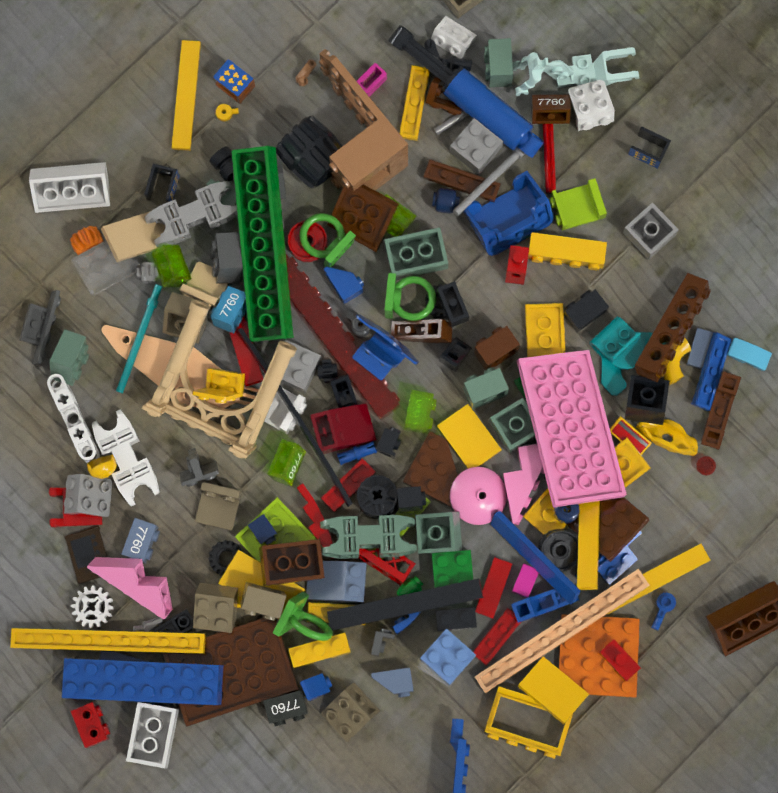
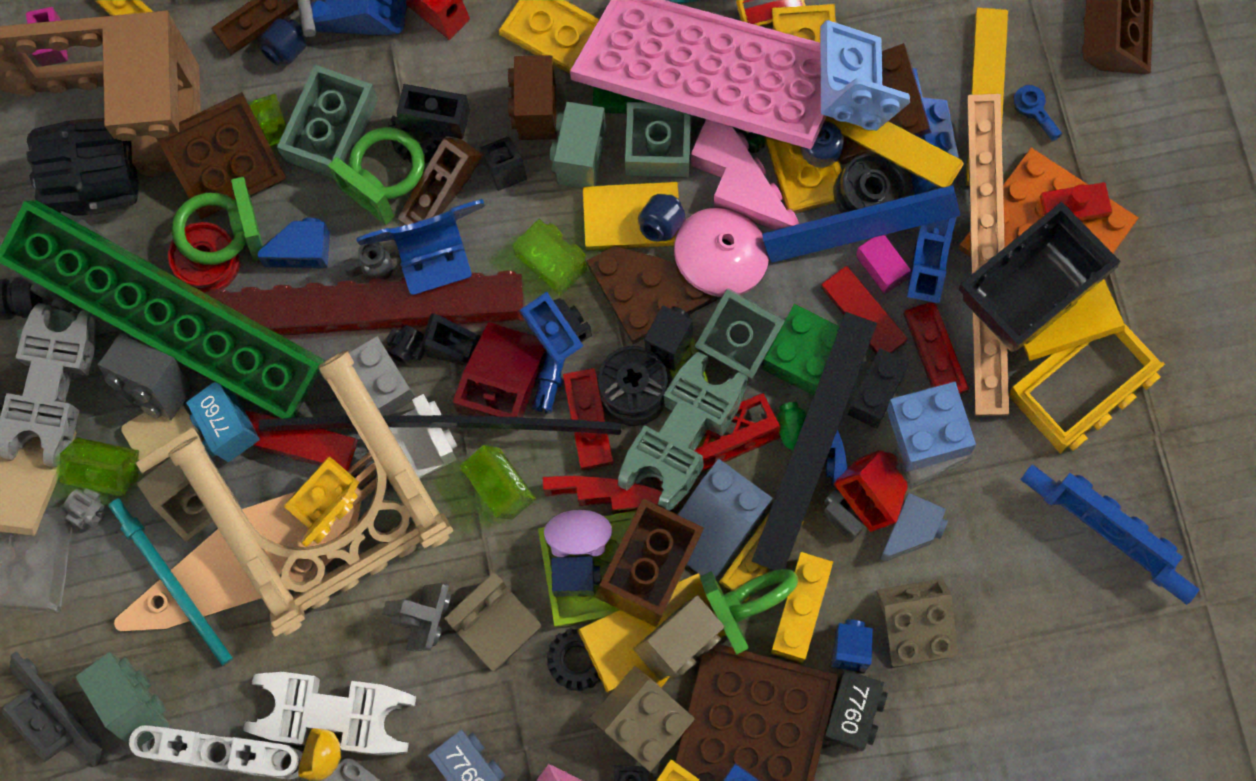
camera: 55 degrees left, 5 degrees down
(285, 518) = (577, 533): none -> lavender dish
(379, 437) = (551, 328): none -> blue slope
(401, 648) = (874, 489): none -> red torso
(474, 454) = (661, 217): none -> dark blue head
(552, 662) = (1037, 277): none -> black container
(607, 504) = (853, 78): none -> light blue bracket

